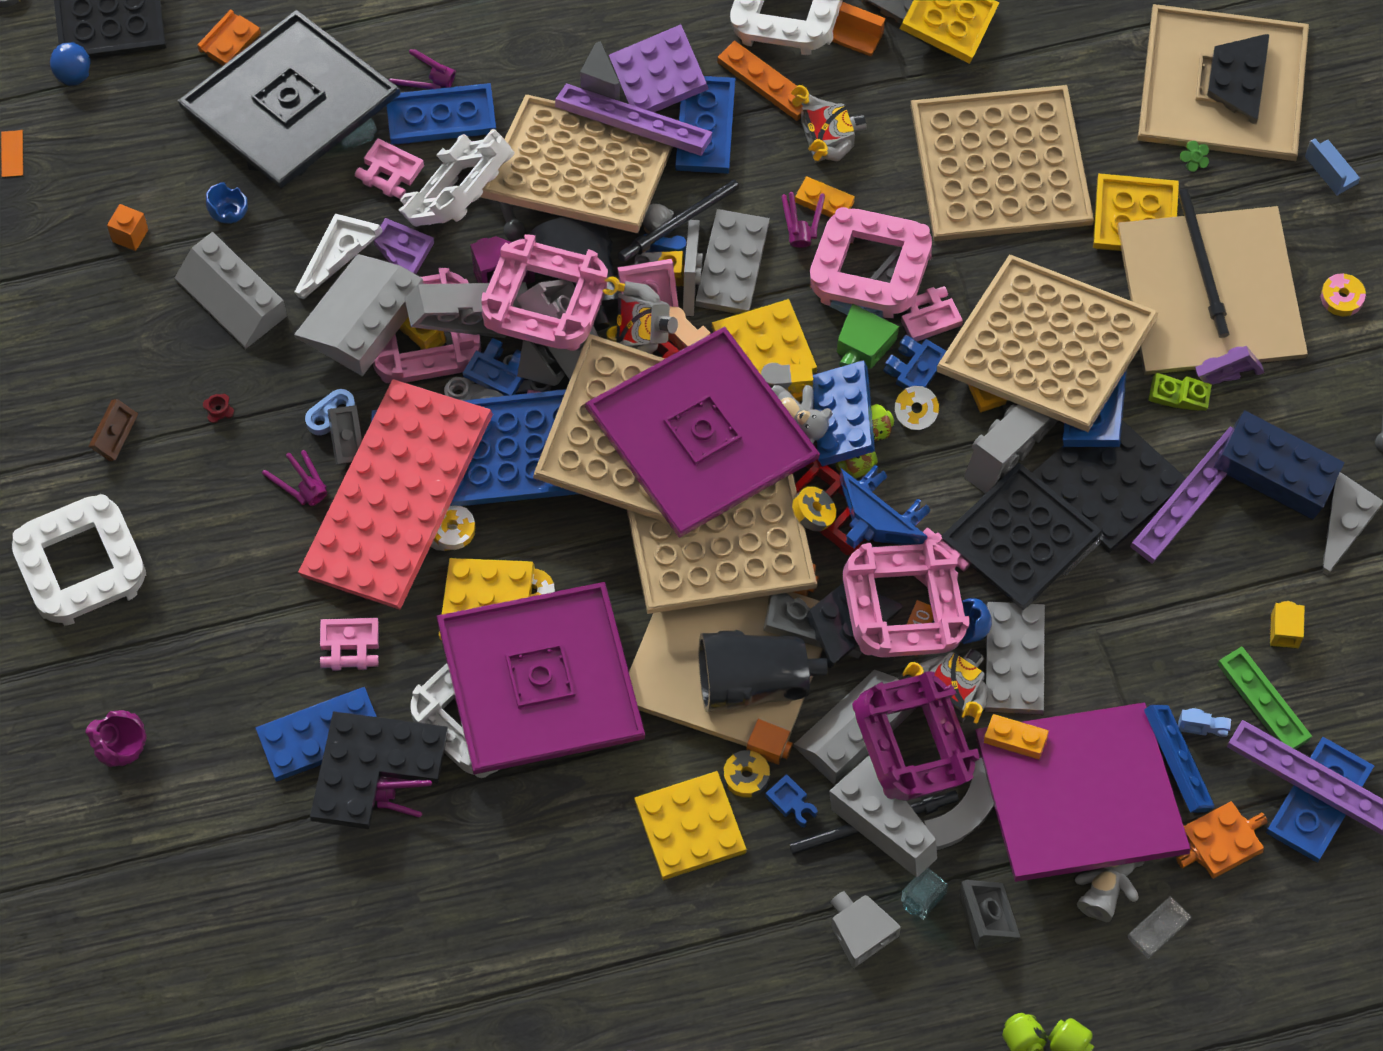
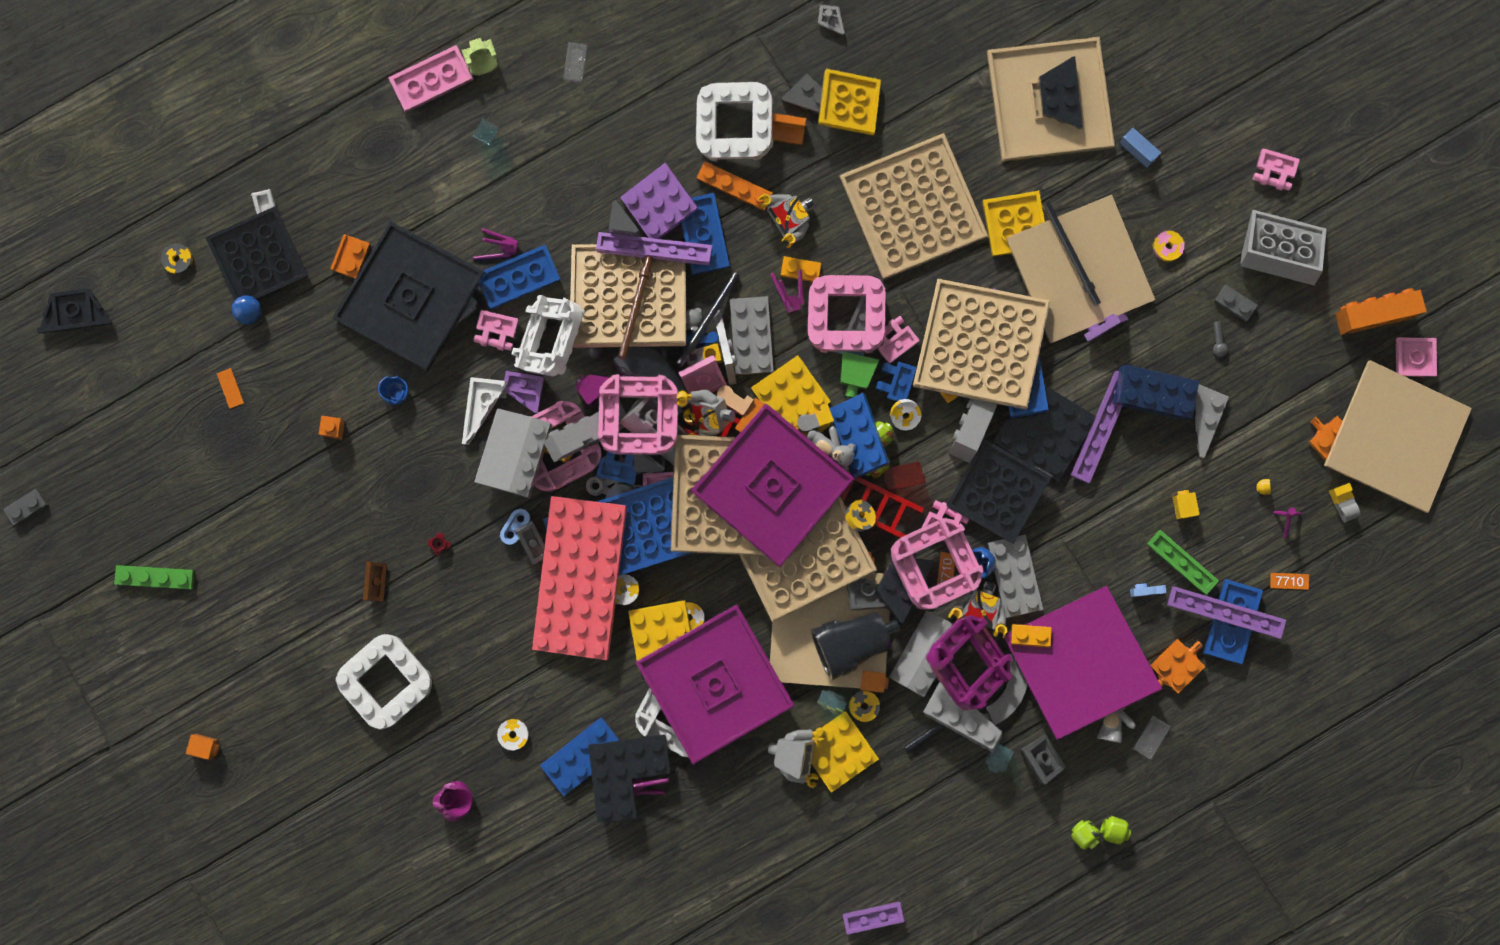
camera: 15 degrees left, 20 degrees up
(228, 667) = (504, 734): none -> white piece
(230, 290) = (417, 456): light grey slope -> none
(311, 489) = (521, 587): magenta plant -> none
(347, 635) = (578, 684): bright pink plate -> none
(609, 144) = (644, 275): none -> reddish brown bar
(625, 806) = (795, 755): none -> light grey torso
(700, 752) = (831, 702): none -> clear light blue brick
(789, 798) = (896, 716): blue plate -> none
(862, 927) = (965, 791): light grey torso -> none
(875, 518) = (901, 511): blue connector -> none
(899, 489) = (904, 476): none -> clear red panel
(1179, 758) = (1137, 619): blue tile -> none
(1184, 394) = (1077, 352): lime slope -> none
(1195, 156) = (1045, 165): bright green plant -> none

